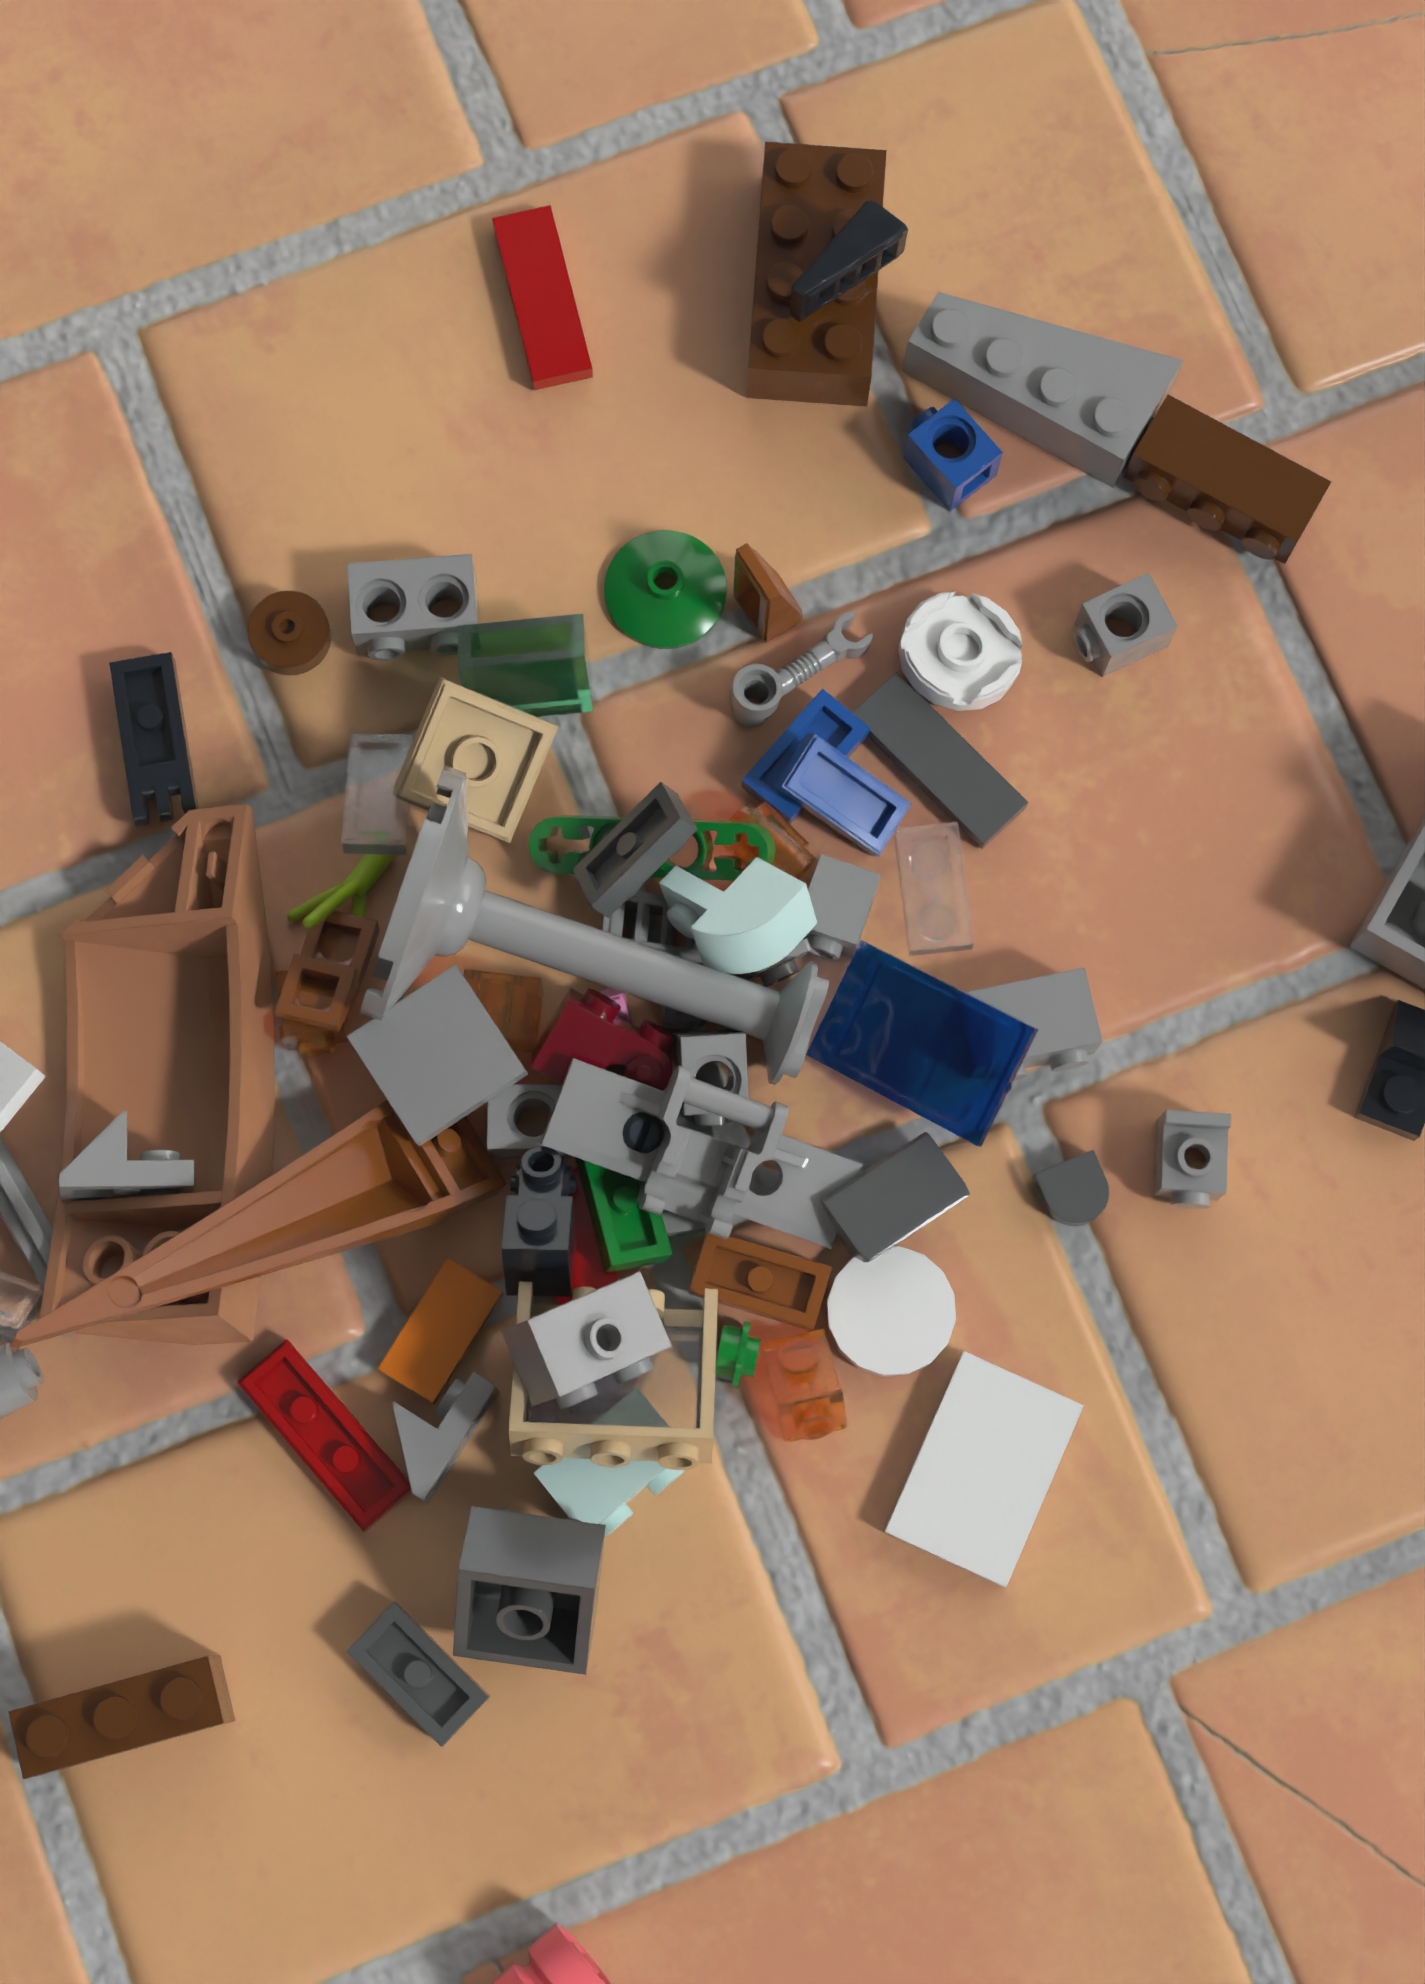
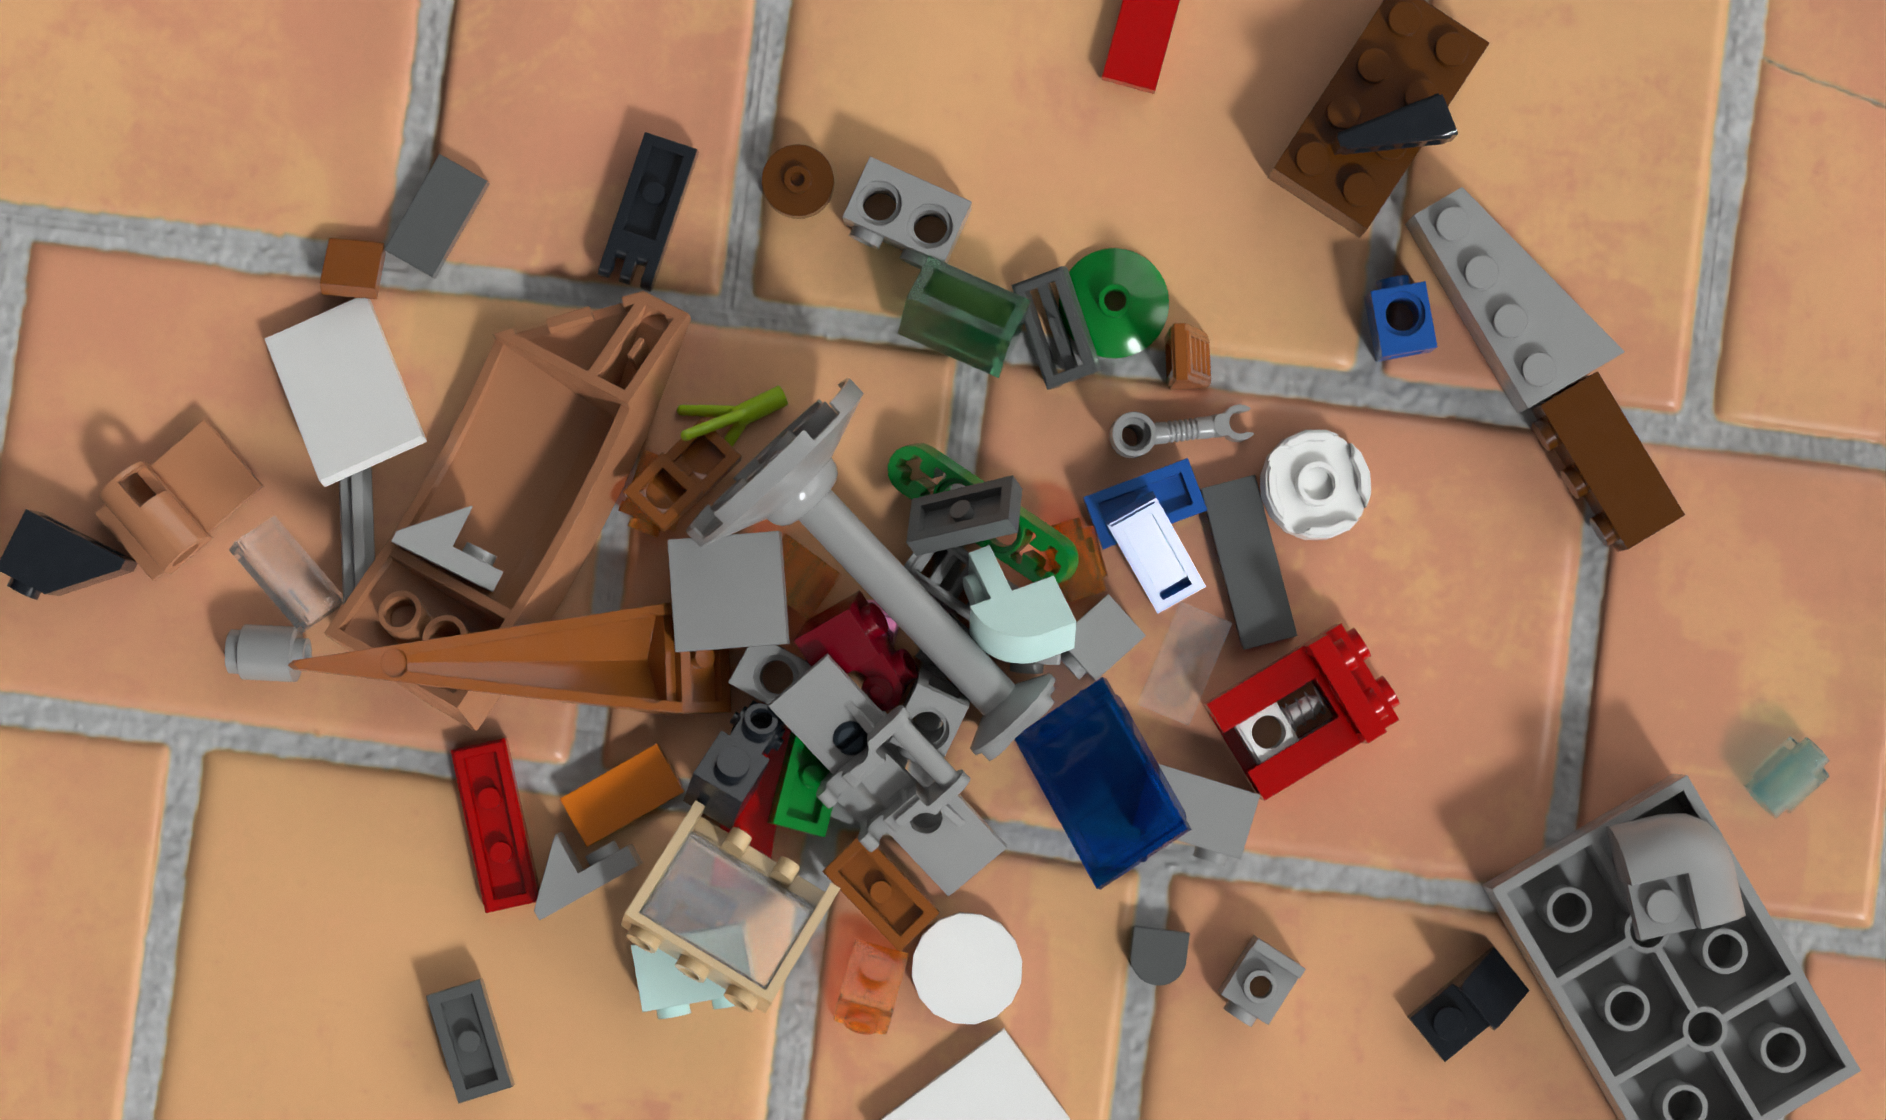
camera: 40 degrees right, 10 degrees up
(121, 1716) = (239, 952): reddish brown brick -> none
(372, 816) = (797, 351): clear tile -> none
(489, 742) = (890, 363): tan tile -> none
(528, 1590) = (580, 1029): dark grey brick -> none
(586, 1340) = (719, 878): light grey brick -> none
(662, 671) = (1076, 321): none -> dark grey tile
(737, 1354) = (832, 937): green plate -> none
(894, 1198) = (1016, 888): dark grey slope -> none
(1101, 825) = (1342, 679): none -> red brick
(1141, 607) = (1478, 536): light grey brick -> none

